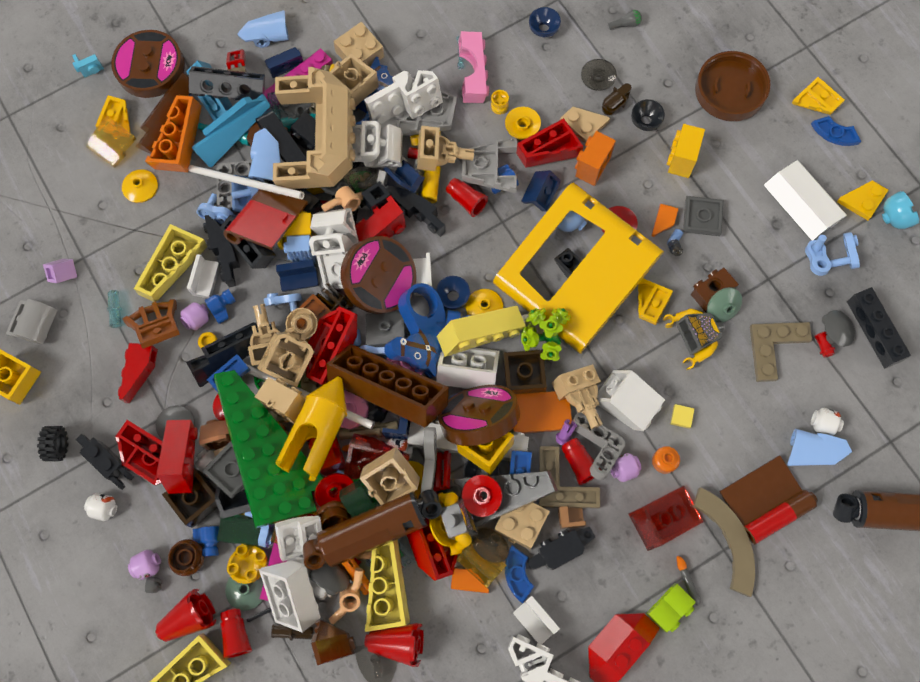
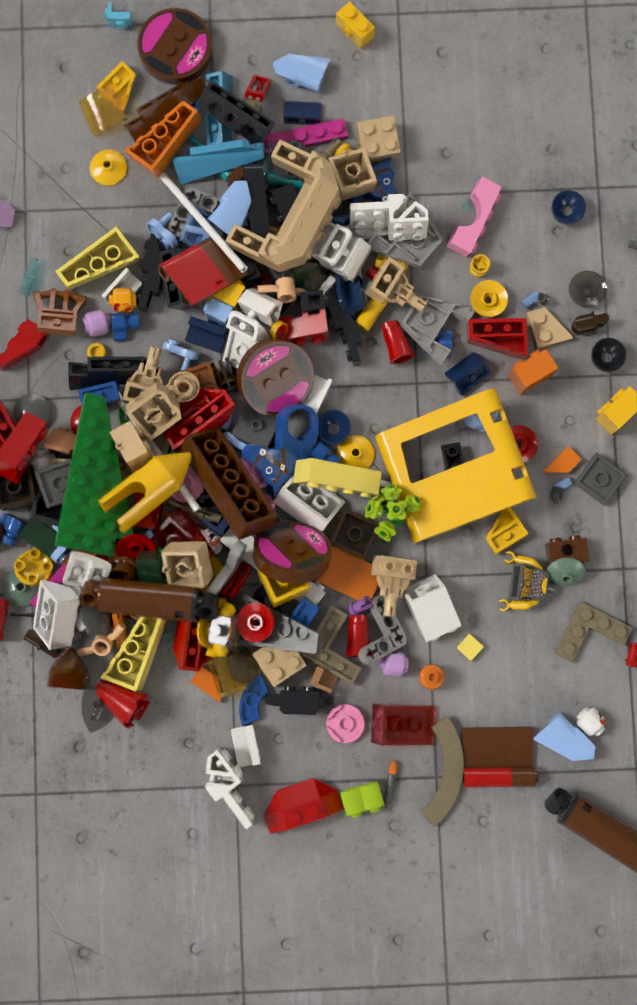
camera: 25 degrees right, 10 degrees up
(208, 283) = (123, 300): none -> light orange head
(359, 233) = (278, 329): none -> tile
(561, 103) = (536, 298): none -> arm
(614, 547) = (345, 723): none -> bright pink tile

